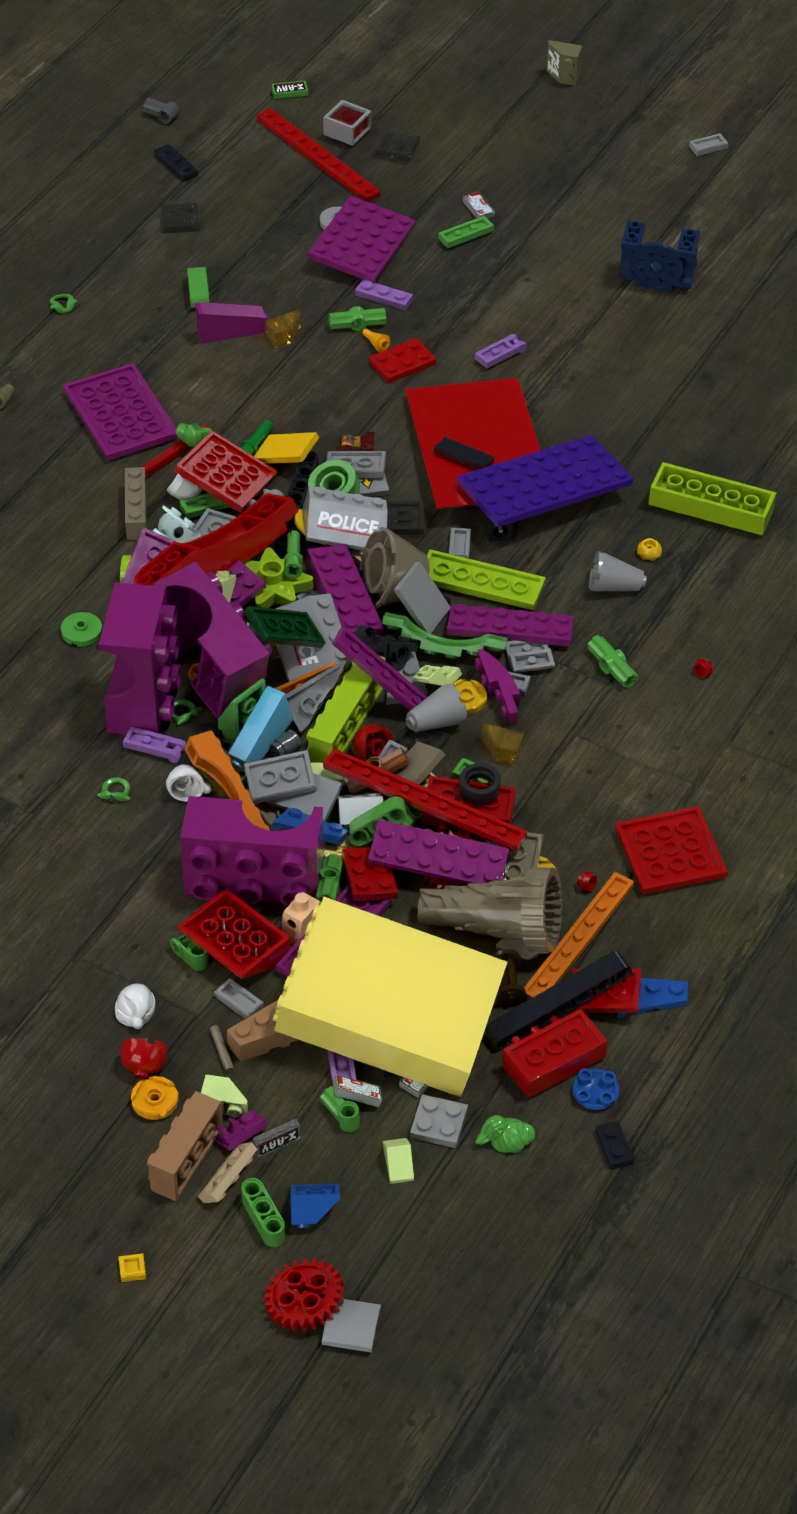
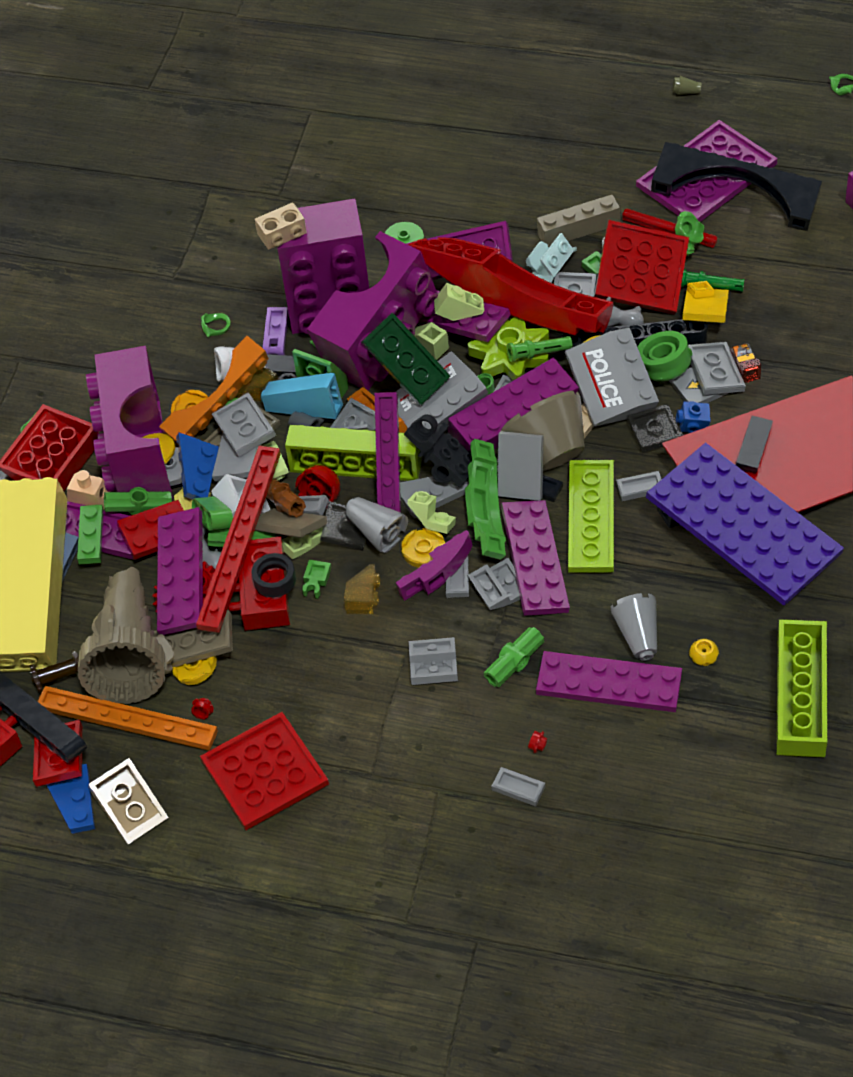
camera: 80 degrees right, 5 degrees up
(131, 634) = (280, 226): none -> tan brick
(187, 361) = (684, 165): none -> black arch
(265, 447) = (700, 289): none -> yellow tile
(408, 487) = (693, 416): none -> blue brick
(593, 716) = (433, 661): none -> light grey slope
(656, 613) = (609, 681): none -> magenta plate
(670, 951) = (127, 801): none -> tan slope
(740, 692) = (518, 786): none -> light grey tile

